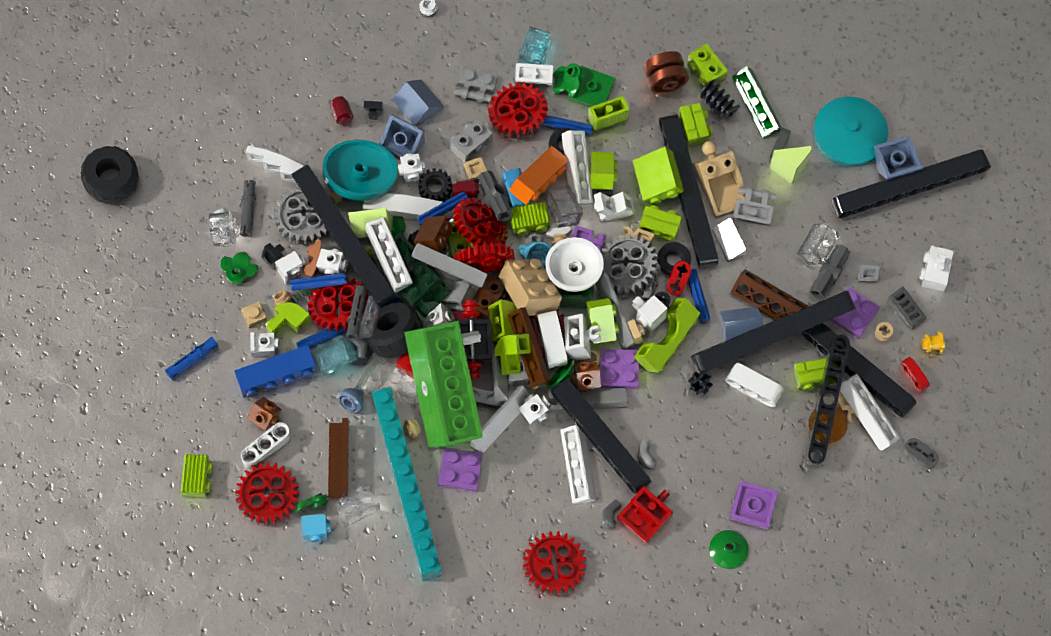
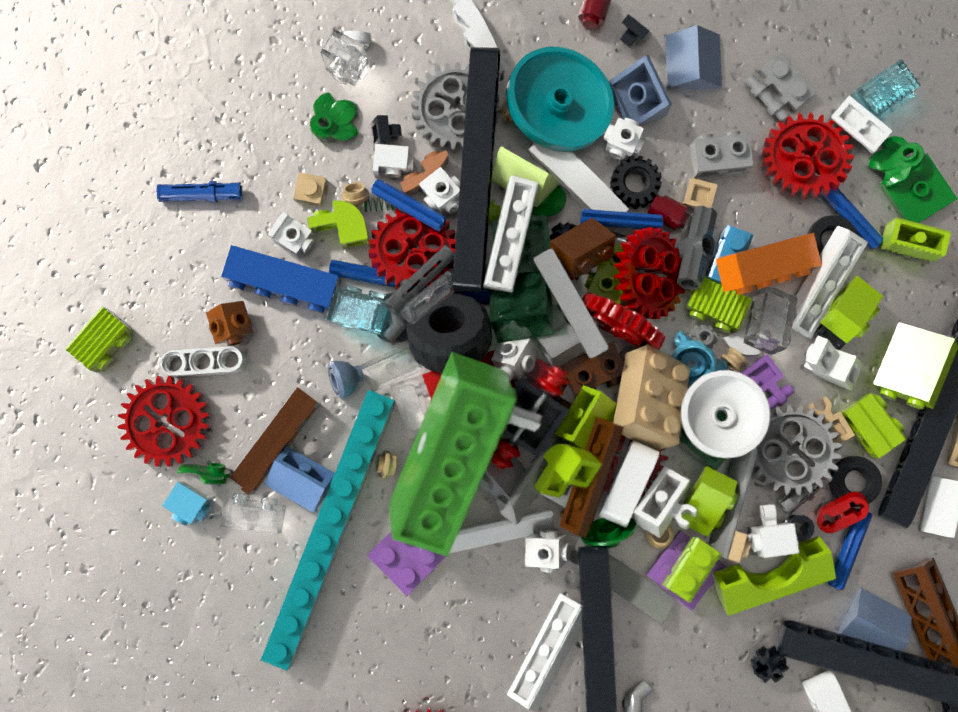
camera: 40 degrees right, 15 degrees up
(247, 208) = (403, 44): dark grey pin -> none
(369, 468) = (299, 479): none -> medium blue brick
(586, 376) = (638, 555): dark orange brick -> none
(619, 360) = (691, 569): none -> lime brick

